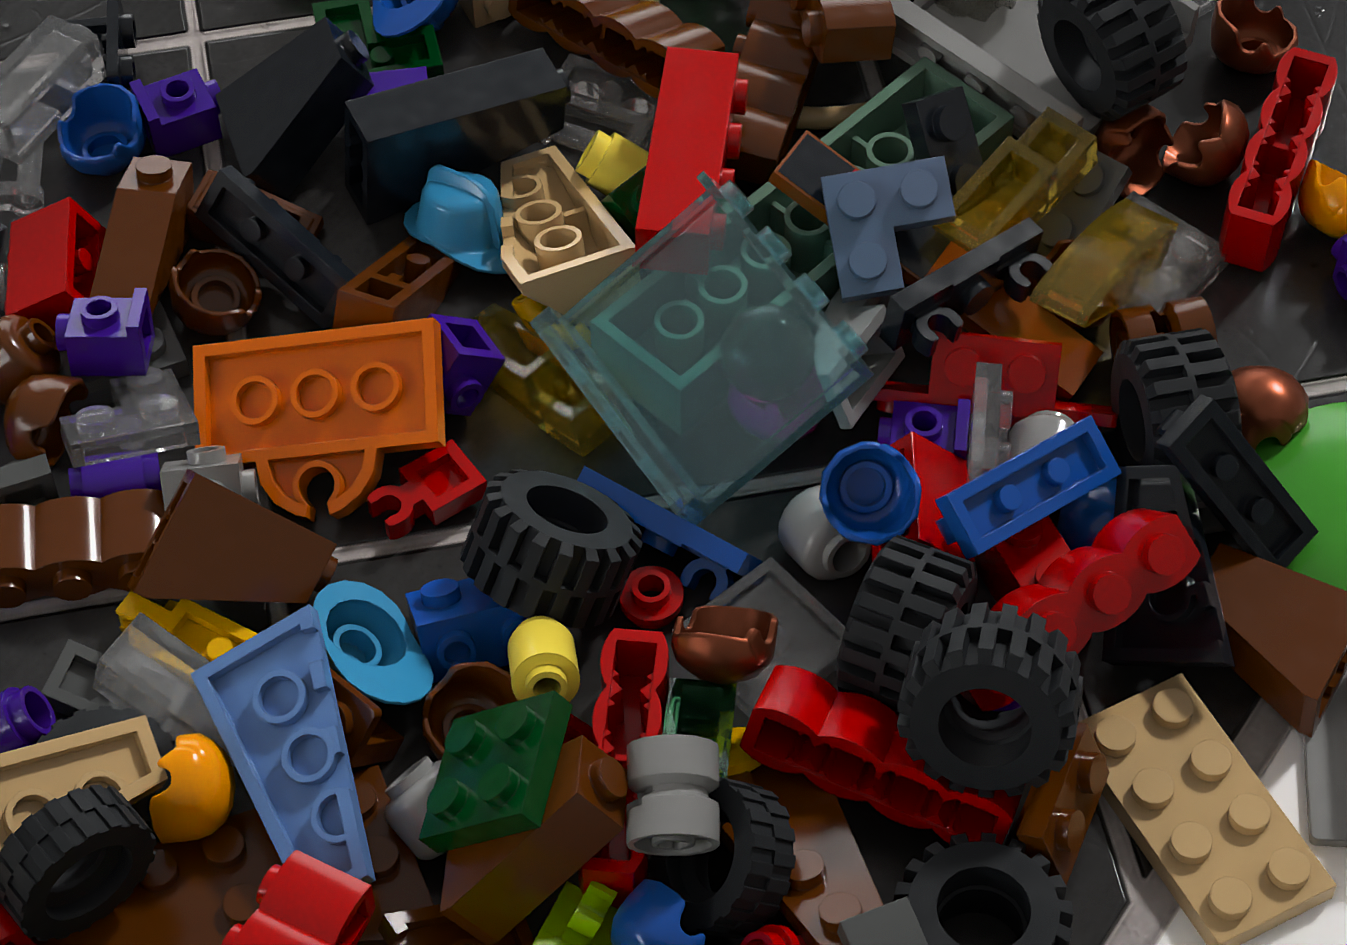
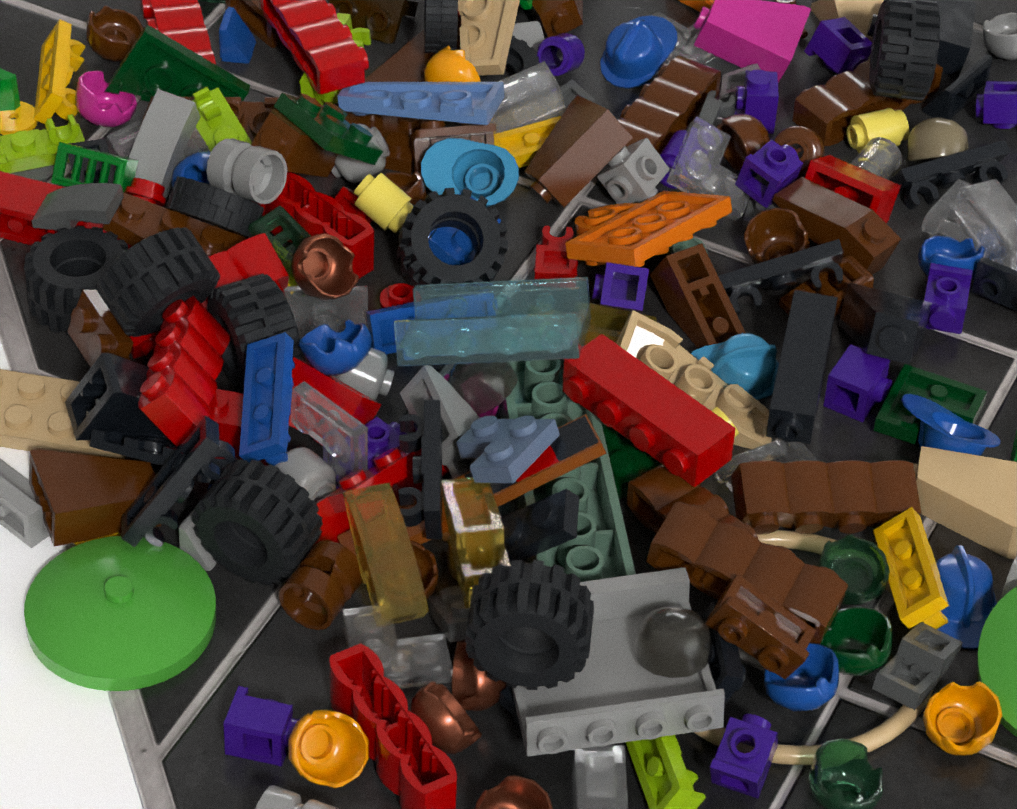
camera: 125 degrees right, 10 degrees down
(1166, 659) = (109, 398): none -> black slope
(1270, 403) = (232, 595): copper hair -> none

